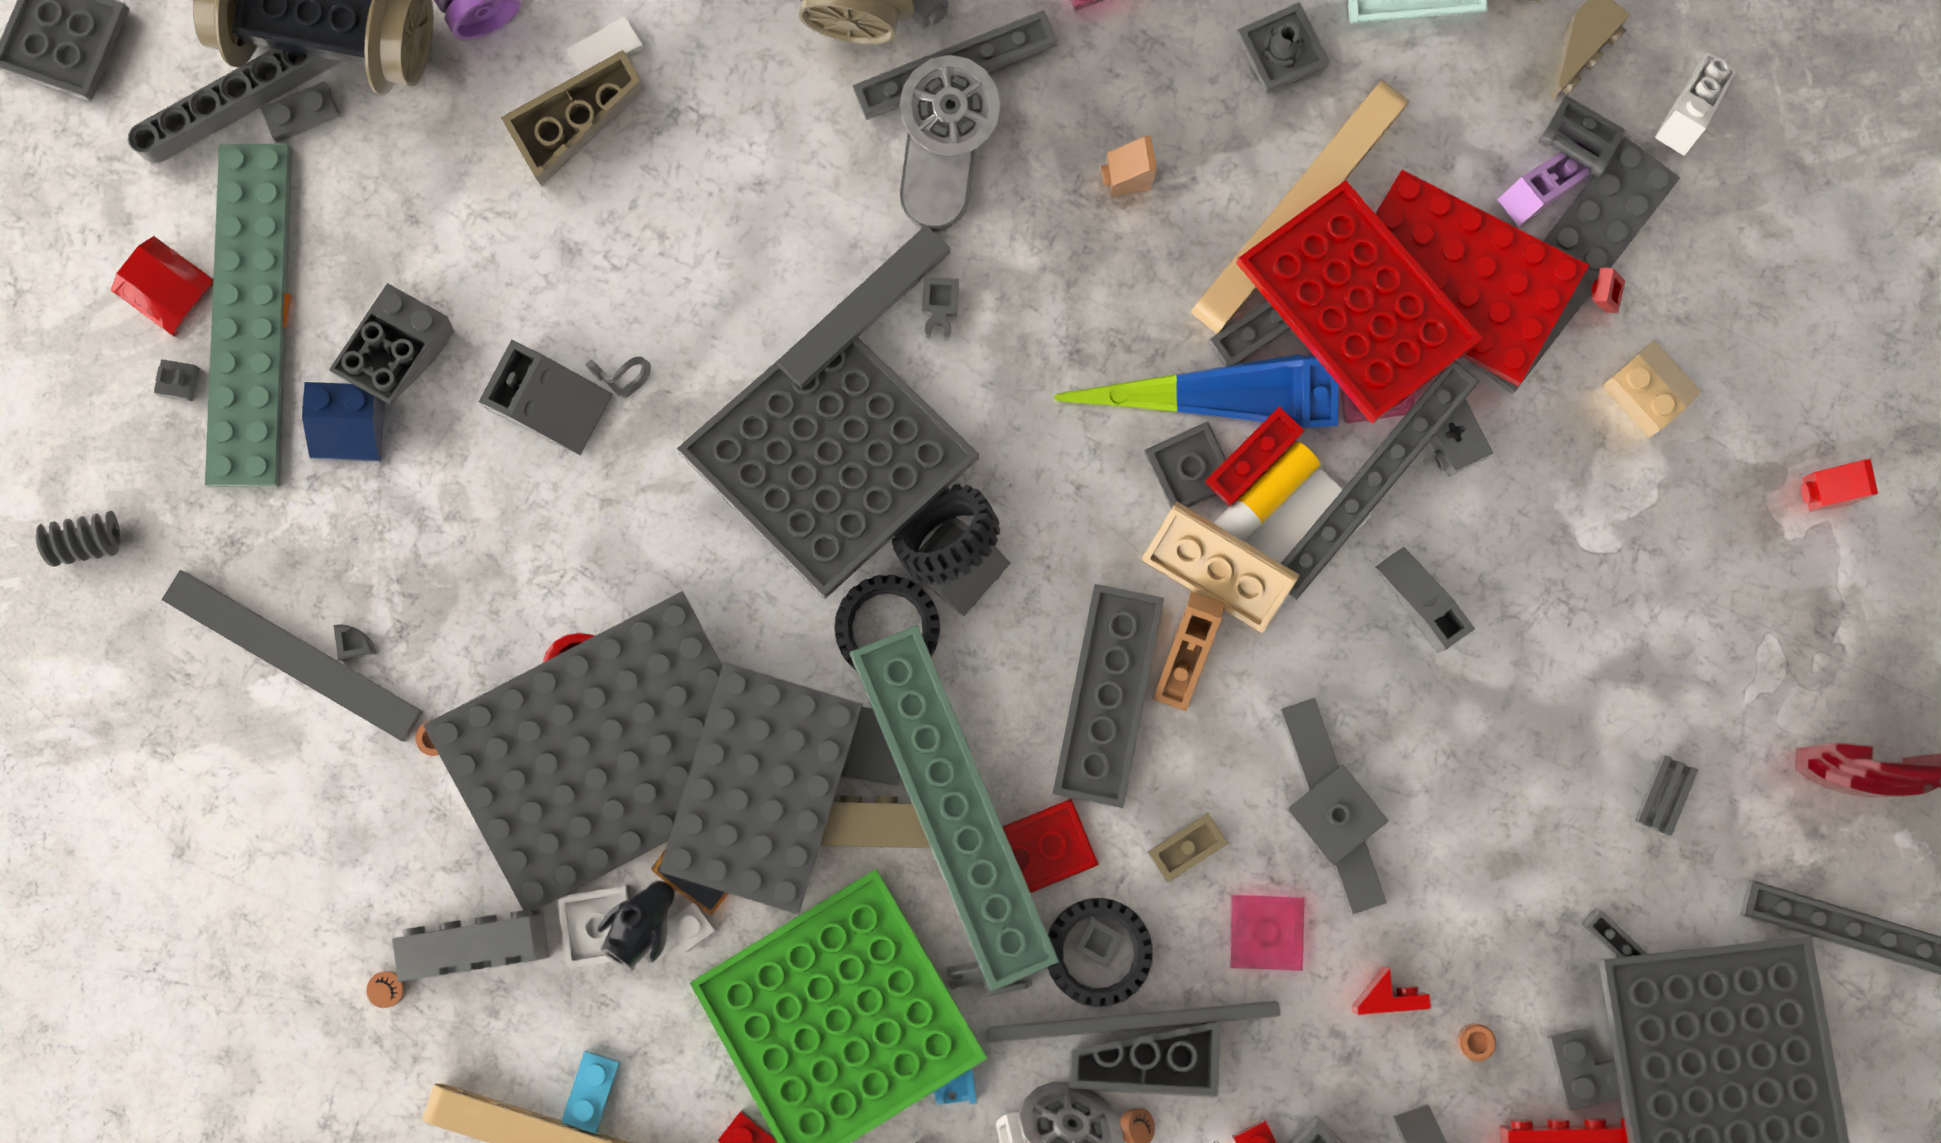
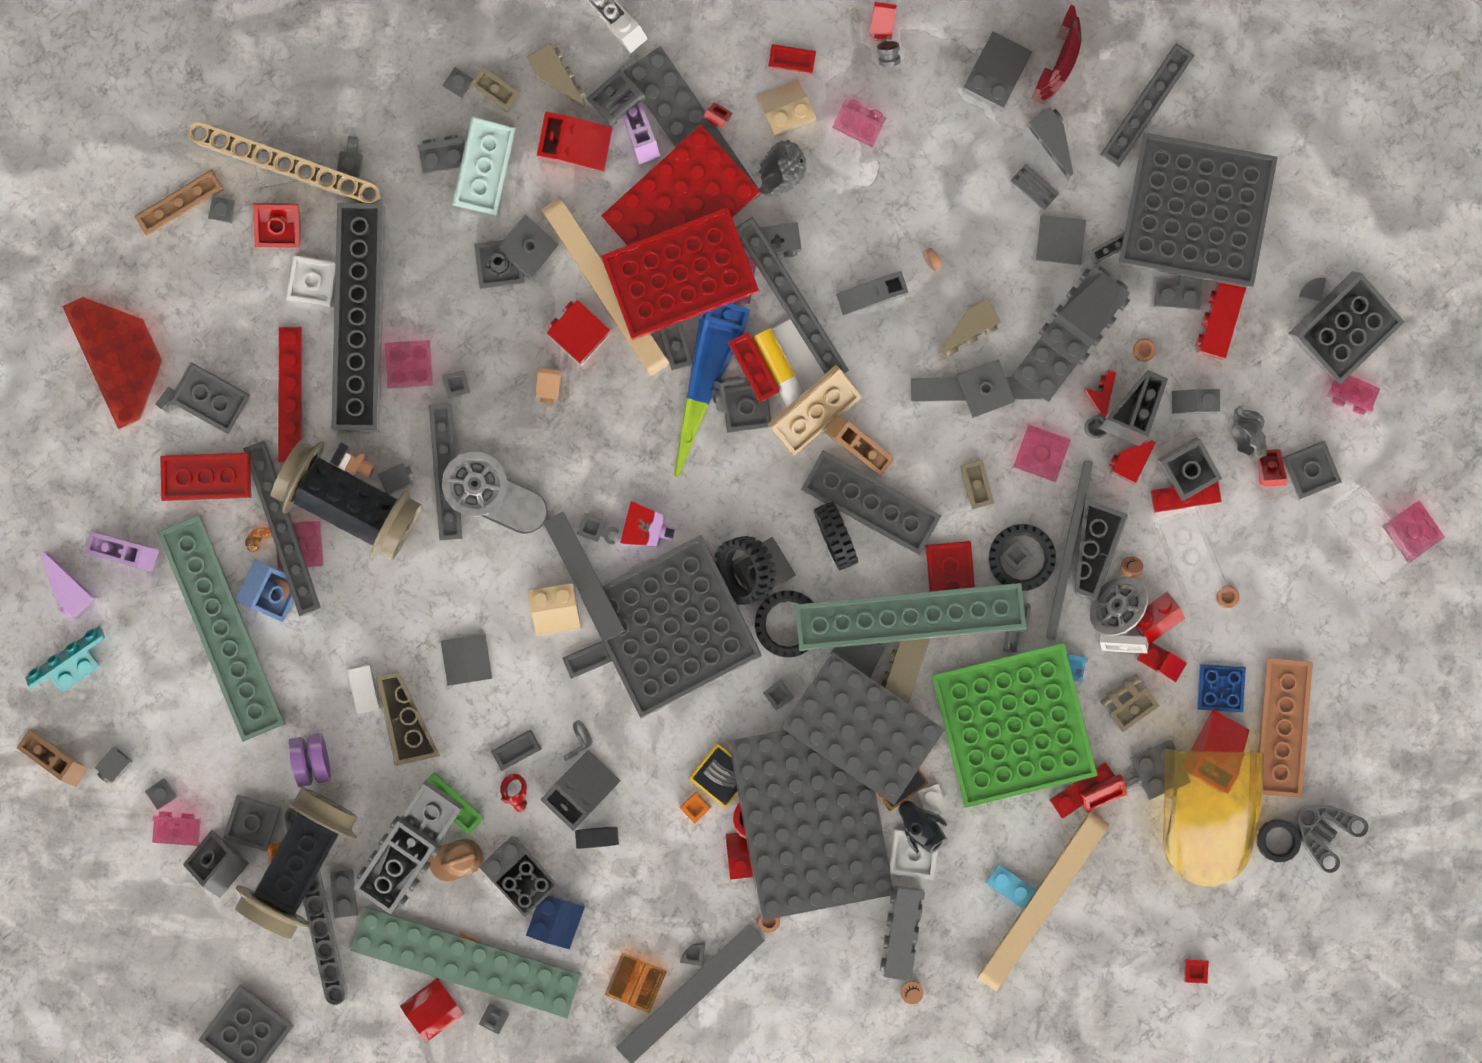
camera: 75 degrees left, 5 degrees up
(286, 569) = (635, 982): none -> clear orange slope
(381, 170) = (407, 848): none -> dark grey wedge
(396, 255) = (456, 860): none -> medium nougat piece
(474, 221) = (468, 817): none -> bright green plate
(481, 442) = (596, 837): none -> black tyre
(503, 313) = (518, 800): none -> red piece
(514, 660) = (738, 857): none -> red slope
(572, 576) = (695, 807): none -> orange tile
(580, 291) = (516, 750): none -> dark grey tile
(626, 590) = (716, 776): none -> slope
(692, 180) = (466, 659): none -> dark grey slope
(742, 349) = (587, 659): none -> dark grey tile
(776, 646) = (778, 695): none -> dark grey plate
(803, 279) = (554, 609): none -> tan slope
(965, 372) = (645, 527): none -> torso
(1040, 654) = (836, 535): none -> black tyre
(1087, 41) = (456, 384): none -> dark grey plate
(1198, 417) = (718, 393): none -> dark grey bracket
(1221, 188) = (578, 331): none -> red piece
(1300, 1076) = (1131, 461): none -> red slope
(1321, 76) = (527, 246): none -> dark grey plate
(1340, 1007) = (1092, 425): none -> dark grey wheel
(1383, 1061) = (1137, 410): none -> dark grey wedge
(1430, 766) = (975, 321): none -> dark tan slope
(1469, 922) = (1072, 332): none -> dark grey wedge
(1497, 94) = (574, 142): none -> red slope
(1505, 673) = (932, 259): none -> nougat tile
(1565, 406) = (782, 168): none -> dark grey piece
(1600, 860) = (1060, 240): none -> dark grey tile
(1671, 500) = (859, 122): none -> clear pink bracket
(1728, 374) = (792, 59): none -> red tile
(1757, 792) = (1051, 134): none -> dark grey slope
(1790, 511) = (888, 53): none -> dark grey wheel
(1819, 682) = (997, 71): none -> dark grey slope

